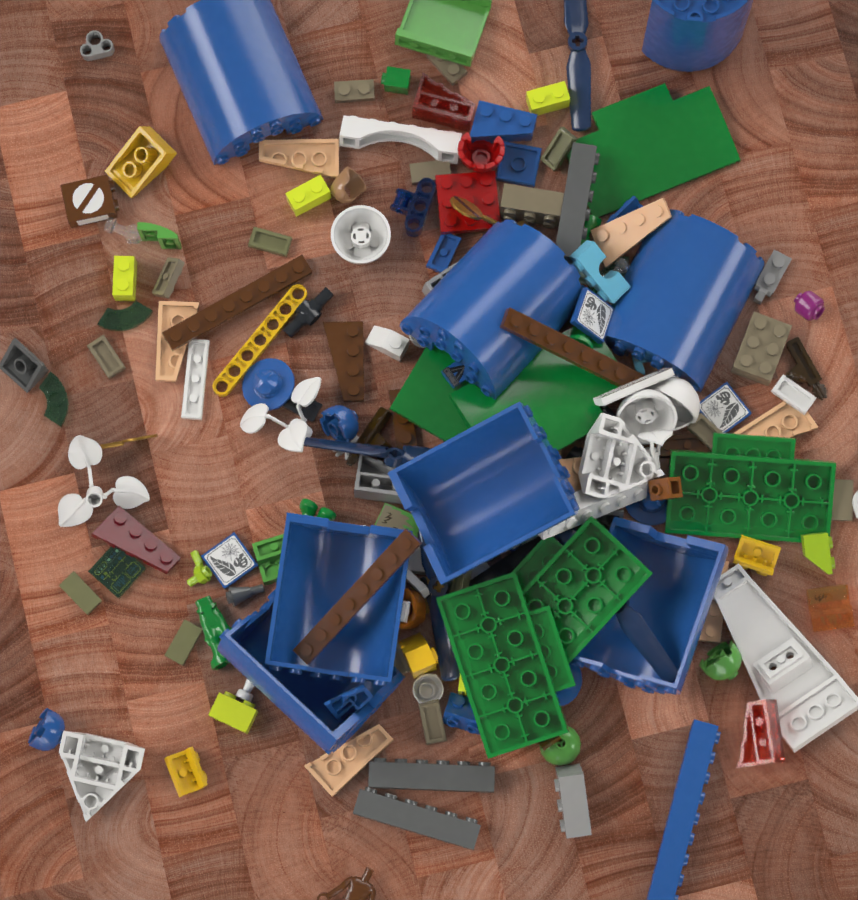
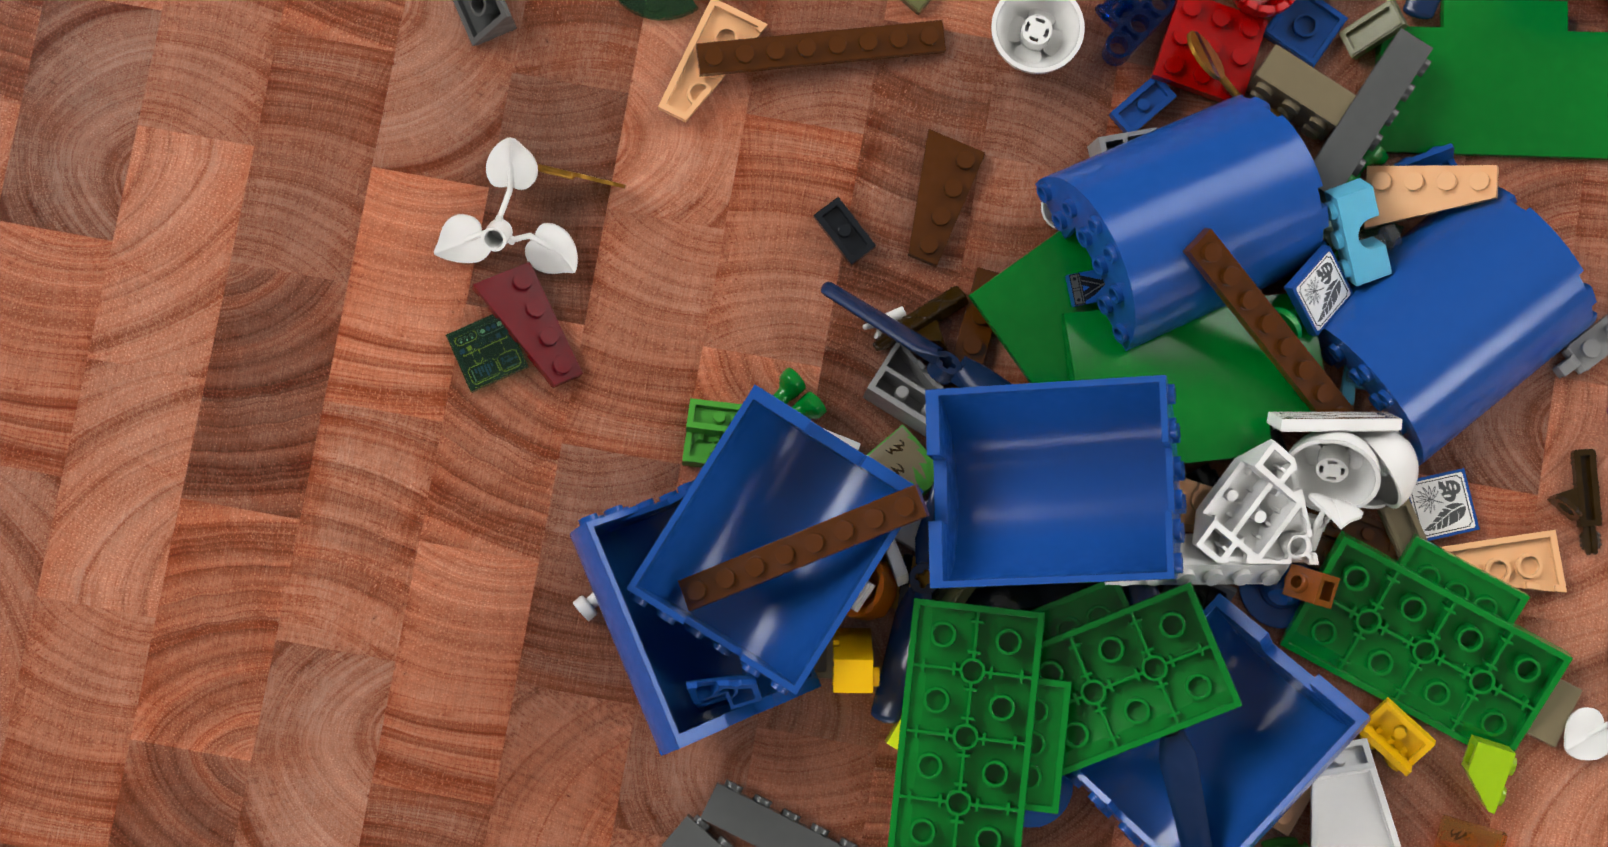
camera: 20 degrees right, 5 degrees up
(47, 732) = (289, 537): blue cylinder -> none
(56, 399) = (509, 72): clear green tile -> none
(80, 593) = (422, 360): olive tile -> none
(98, 767) = (336, 617): white wedge -> none
(106, 357) = (604, 44): dark tan tile -> none
(183, 642) = (534, 495): olive tile -> none
(186, 771) = (456, 679): yellow bracket -> none
(195, 379) = (714, 131): white tile -> none
(201, 572) = (601, 409): lime piece -> none
(213, 626) = (585, 492): green piece -> none
(229, 560) = (648, 408): tile -> none
(233, 712) = (559, 625): neon yellow brick -> none
(239, 594) = (641, 462): dark grey cone -> none
(250, 345) = (840, 105): yellow beam -> none
(268, 383) = (813, 183): blue hat -> none
(295, 433) = (816, 275): white plant -> none
(308, 312) = (914, 106): black pin -> none
(340, 423) = (889, 283): blue cylinder -> none
(345, 763) = (692, 765): light nougat wing -> none
(388, 342) = (1007, 198): white slope -> none
(427, 688) = (845, 716): white hat -> none
(432, 721) = (831, 765): dark tan tile -> none
(460, 714) = (875, 771): blue bracket -> none
(761, 348) = (1535, 443): dark tan brick -> none
(793, 394) = (1553, 530): white tile -> none

